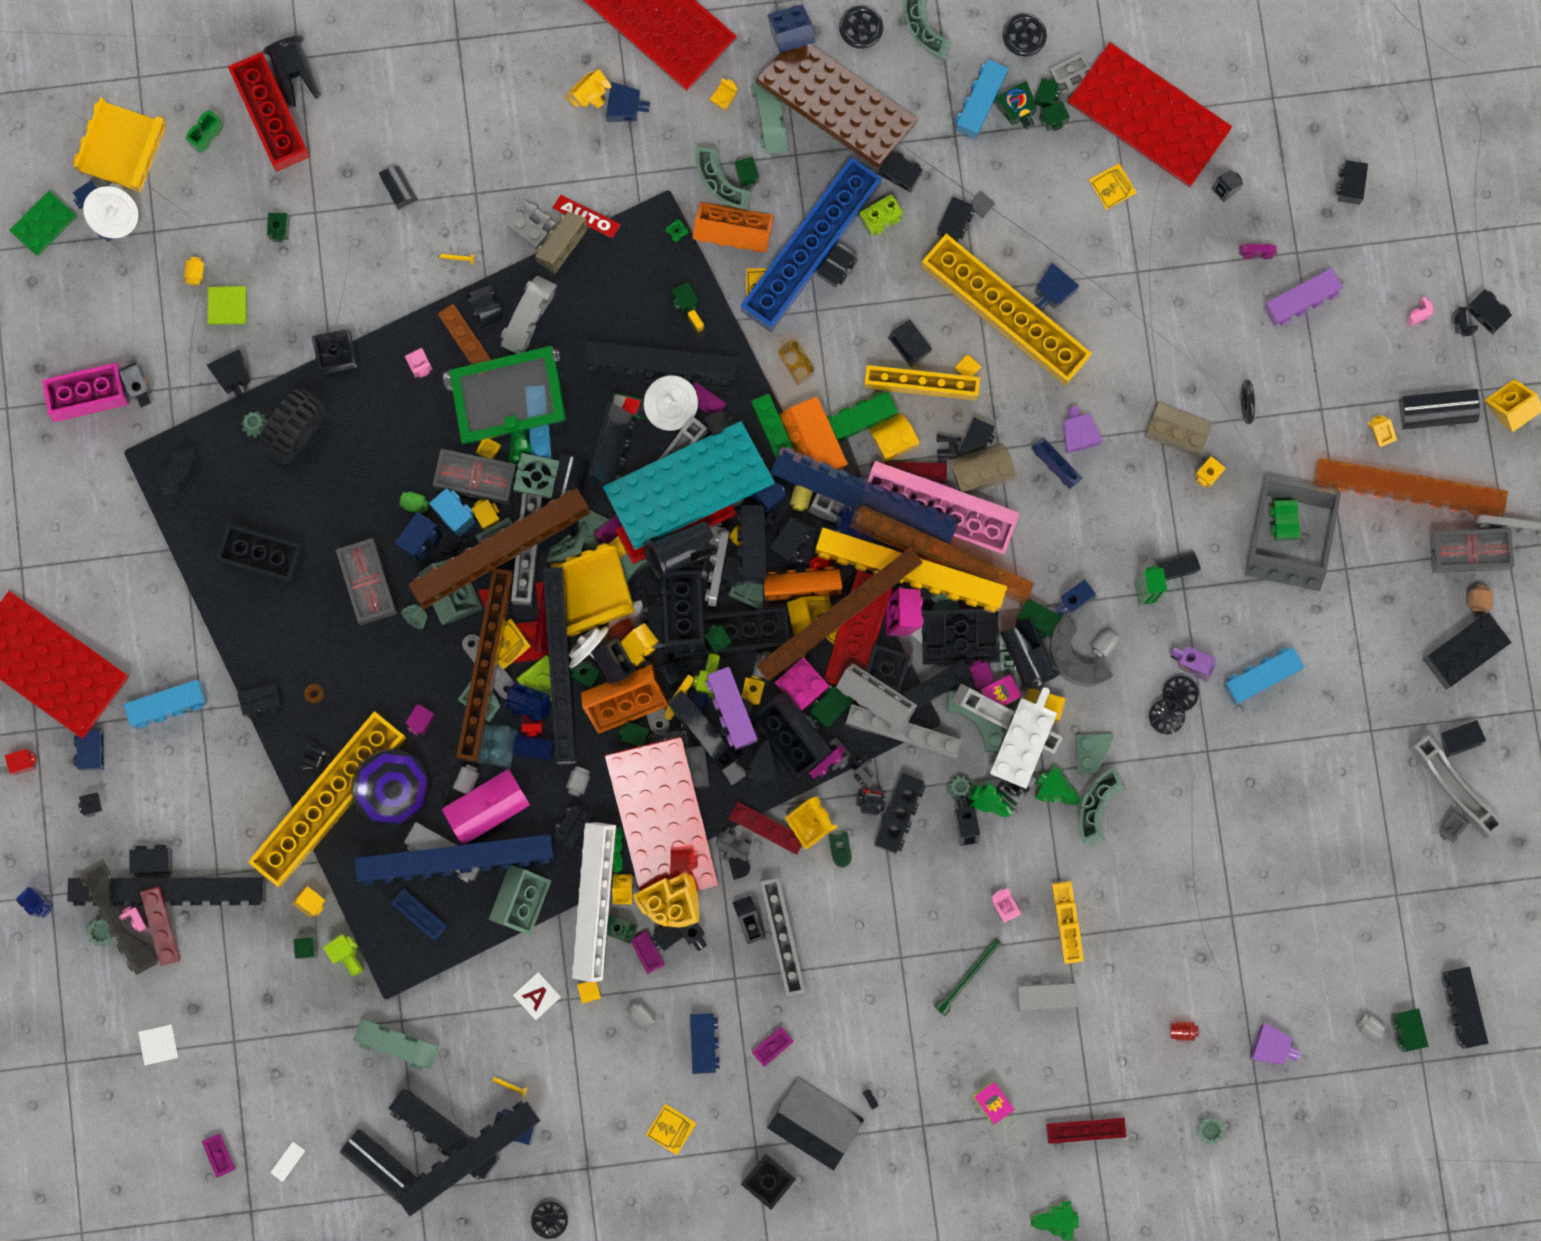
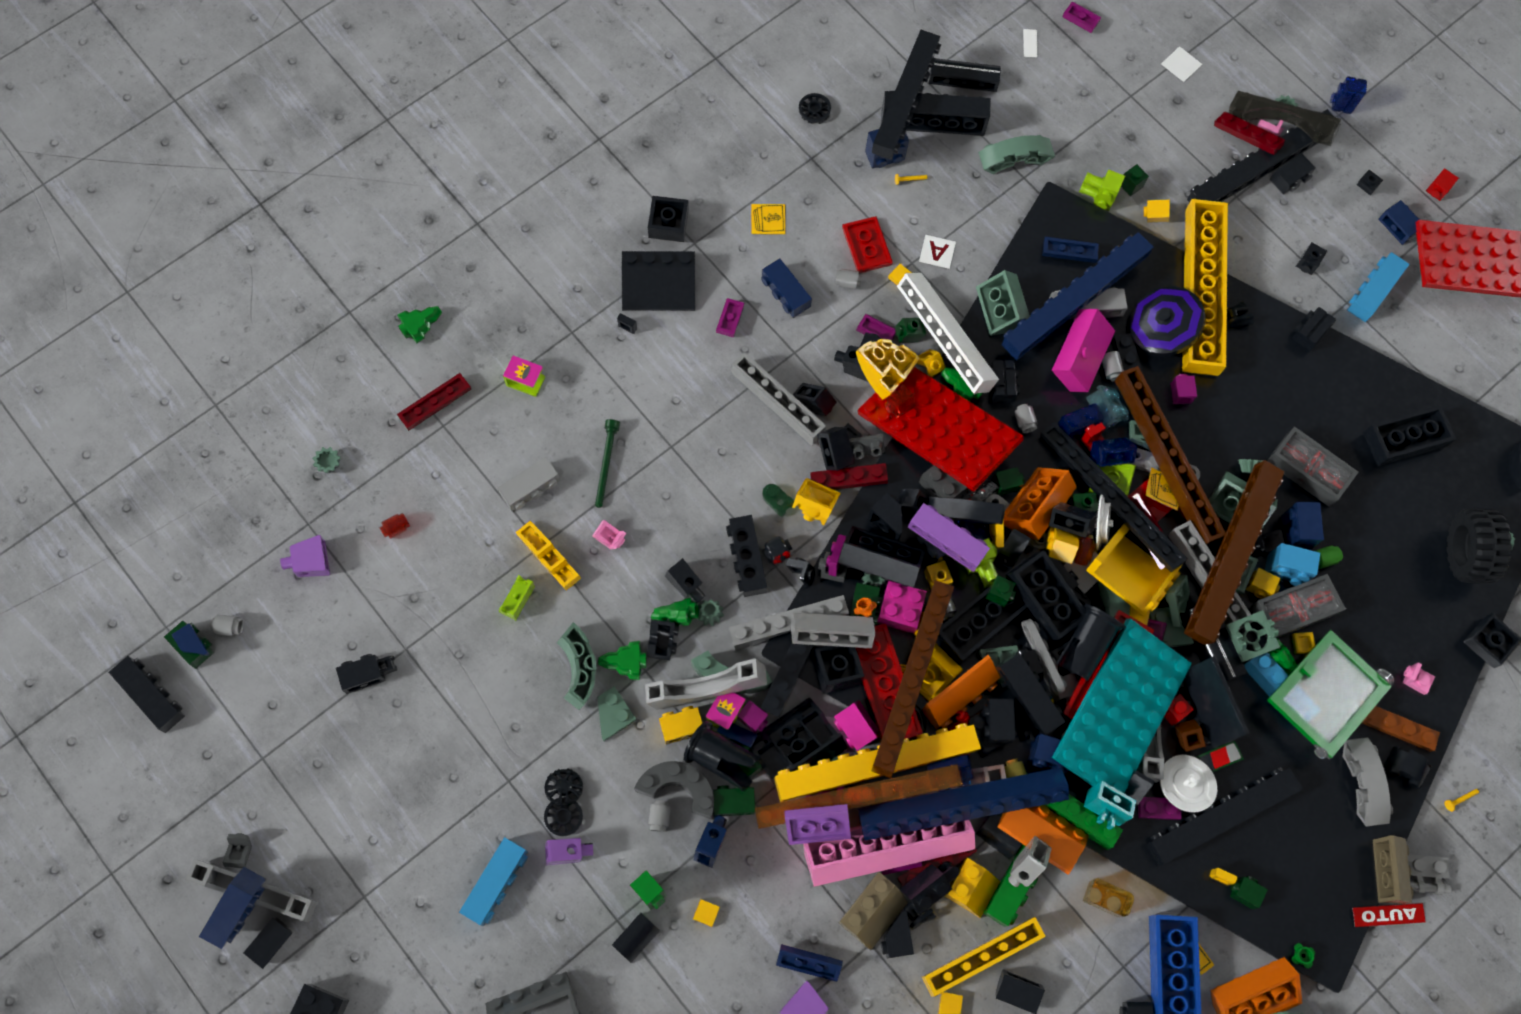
camera: 145 degrees right, 10 degrees down
(203, 768) = (1311, 258): none -> black brick
(313, 687) = (1282, 357): clear orange plate -> none
(597, 1043) = (867, 244): none -> red tile
(636, 461) = (1178, 710): none -> red brick
(642, 436) = (1190, 735): none -> reddish brown brick
(751, 422) = (1109, 804): none -> teal brick
(763, 857) = (836, 448): none -> black brick
(835, 705) = (865, 607): none -> orange plate
(849, 418) = (1030, 862): none -> light grey torso
(929, 457) = (929, 886): none -> black brick
(988, 553) = (817, 824): none -> medium lavender plate
(999, 667) = (738, 734): none -> dark blue sticker
(1024, 741) = (678, 677): white hinge -> none
(1111, 549) = (706, 913): none -> yellow tile
(1115, 901) = (517, 598): none -> lime hinge
(1277, 913) = (364, 672): none -> black brick
(1409, 1026) = (189, 641): none -> dark blue tile
(1477, 776) = (233, 908): none -> dark blue brick

